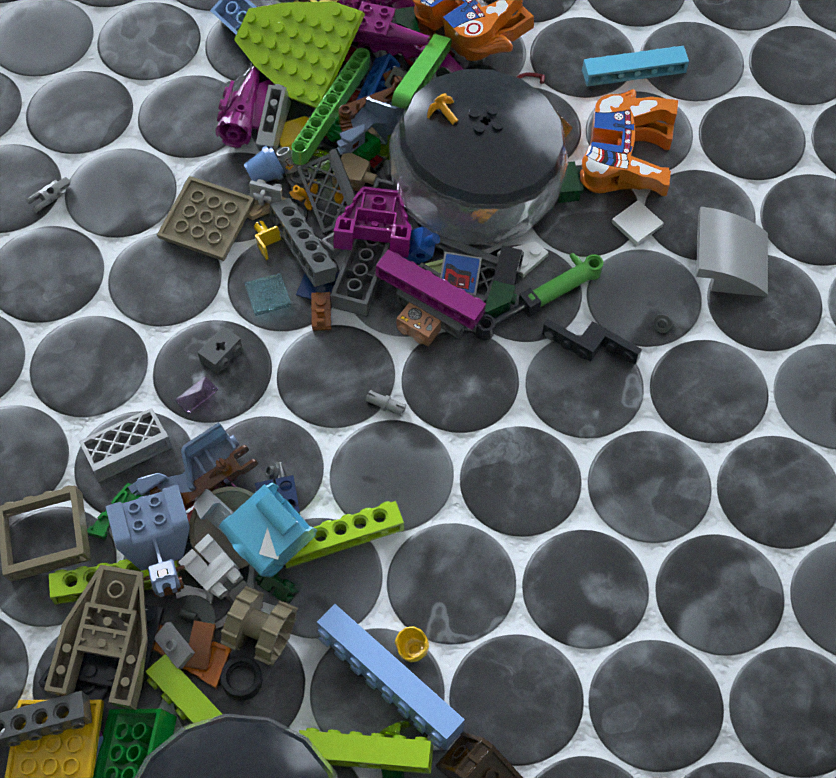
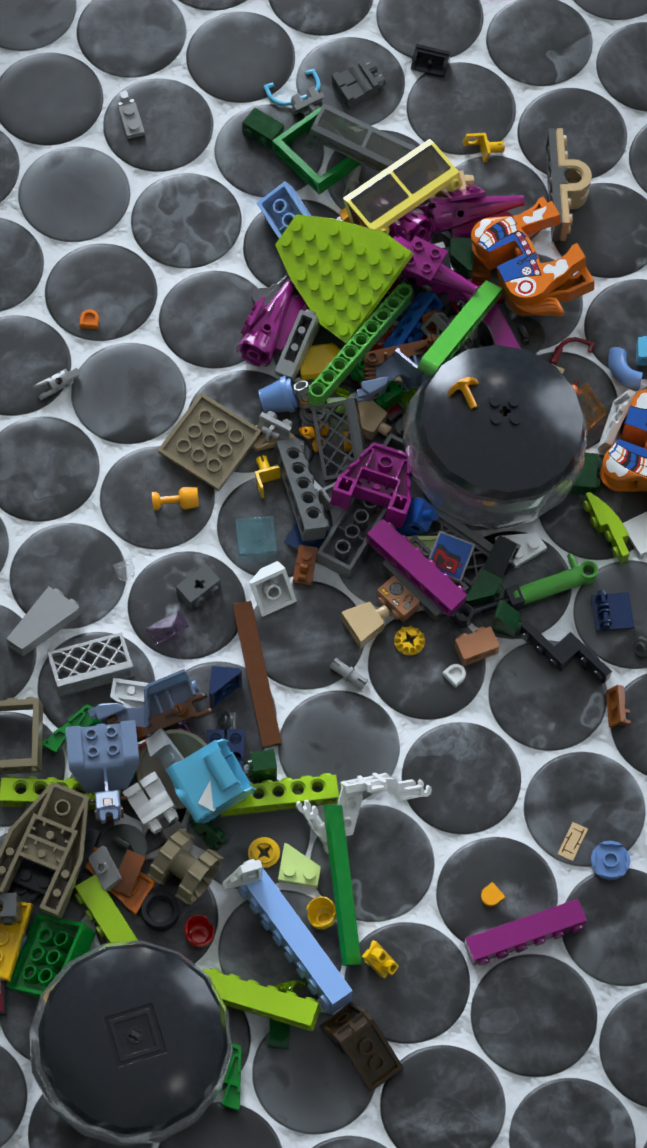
camera: 10 degrees right, 5 degrees up
(69, 412) = (43, 620): none -> light grey slope
(72, 136) = (89, 320): none -> orange tile
(144, 349) = (125, 569): none -> clear tile
(167, 463) = (128, 692): none -> white wing
(193, 271) = (187, 498): none -> light orange piece
(263, 434) = (223, 683): none -> dark blue slope
(286, 691) = (198, 931): none -> red hair
(294, 338) = (272, 589): none -> white slope
(295, 423) = (257, 674): none -> reddish brown tile
(319, 507) = (262, 766): none -> dark green brick
(325, 618) = (247, 873): none -> white wing
(337, 586) = (264, 843): none -> yellow gear
(377, 604) = (298, 869): none -> yellowish green wing
(390, 351) = (364, 622): none -> tan torso
(417, 527) = (352, 797): none -> white piece
(427, 612) = (342, 885): none -> green tile
(438, 368) = (405, 647): none -> yellow gear
(484, 681) = (380, 960): none -> yellow hips
(490, 383) = (455, 674): none -> white tile
(504, 352) = (476, 645): none -> nougat brick
(528, 322) = (506, 620): none -> dark green slope
(575, 91) = (620, 369): none -> medium blue cylinder
(581, 590) = (491, 895): none -> light orange tile
(582, 129) = (615, 418): none -> white wing
(600, 219) = (606, 521): none -> lime slope
(625, 297) = (612, 611): none -> dark blue hinge
(625, 620) = (525, 932): none -> magenta brick
(646, 519) = (572, 841): none -> tan sticker
(654, 382) = (616, 706): none -> dark orange plate
(689, 530) = (610, 860): none -> medium blue tile

